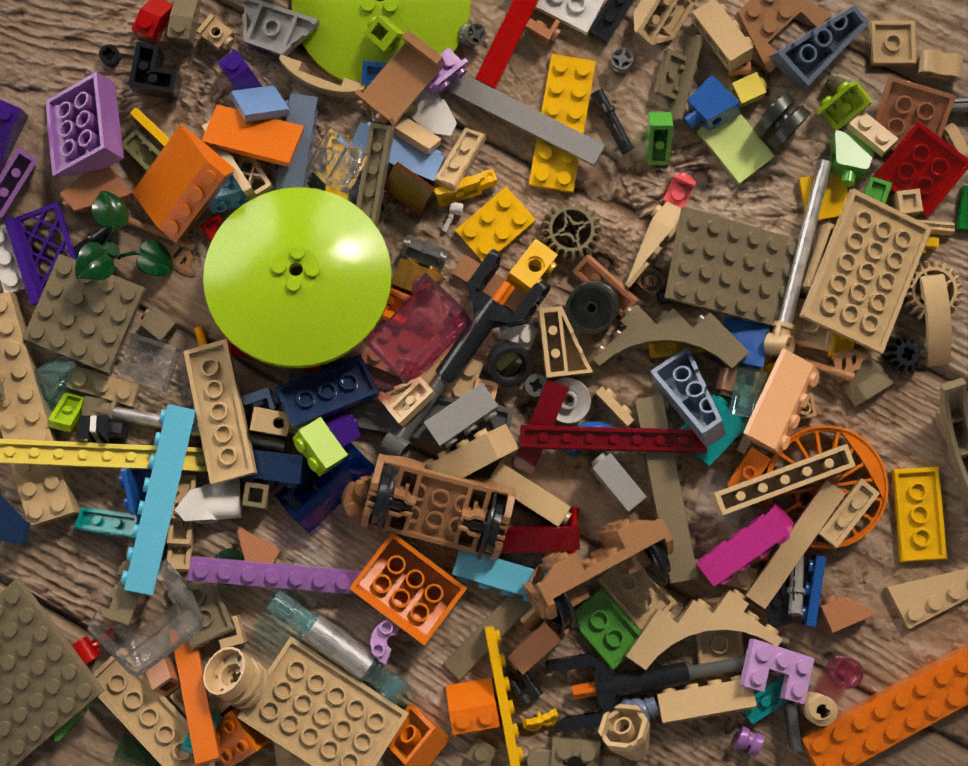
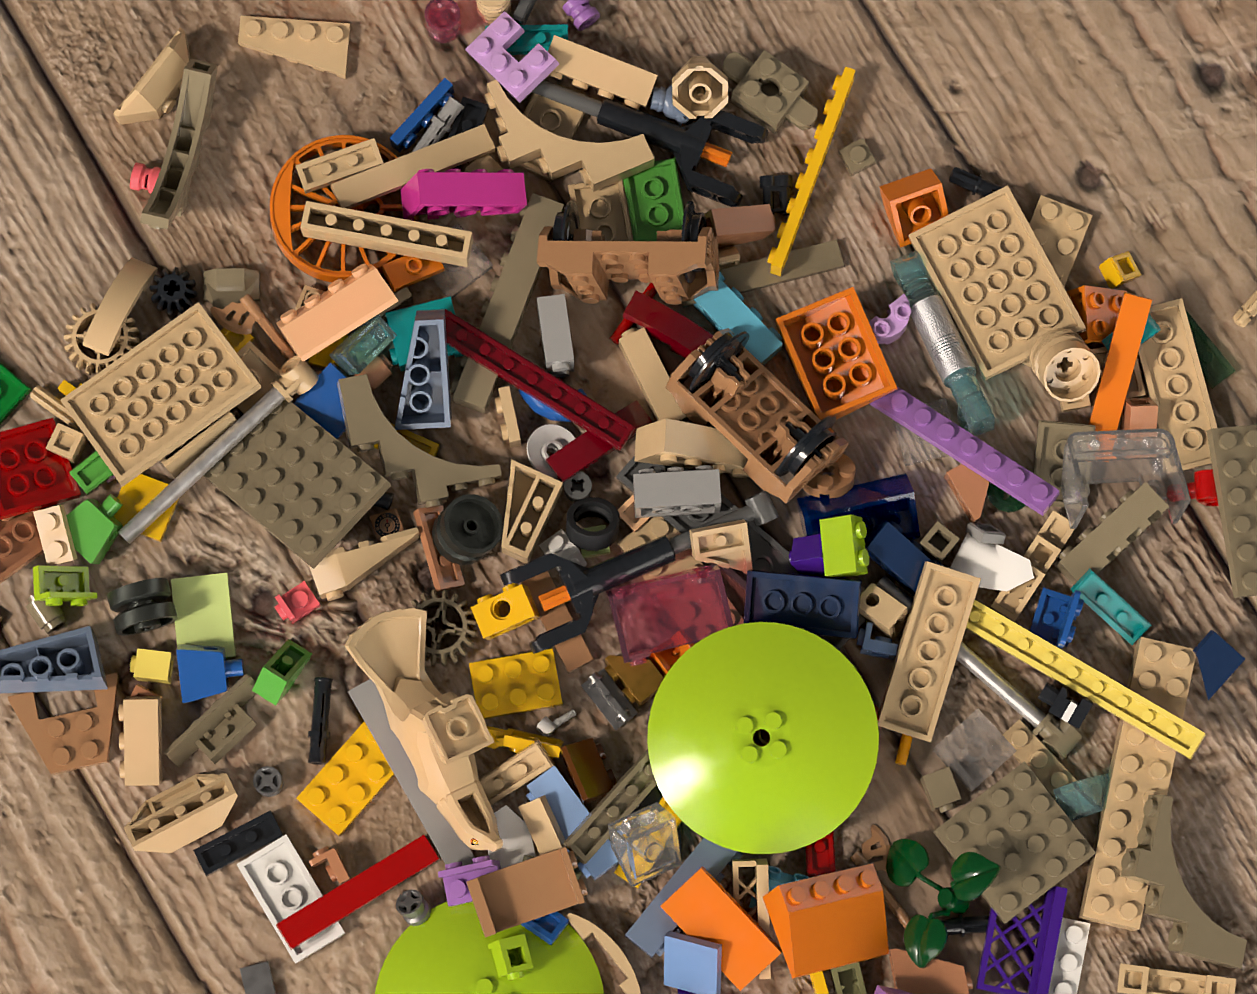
camera: 150 degrees left, 5 degrees down
(67, 413) = (1091, 750): lime slope -> none
(159, 500) = (1043, 591): medium azure brick -> none
(227, 523) = (985, 533): none -> light grey tile
(235, 637) = (1043, 411): tan panel -> none
(472, 706) = (839, 205): orange slope -> none
(521, 145) = (434, 728): none -> tan animal
(546, 719) = (773, 150): yellow piece -> none
(841, 612) = (406, 76): nougat slope -> none
(919, 514) = (264, 128): yellow tile -> none

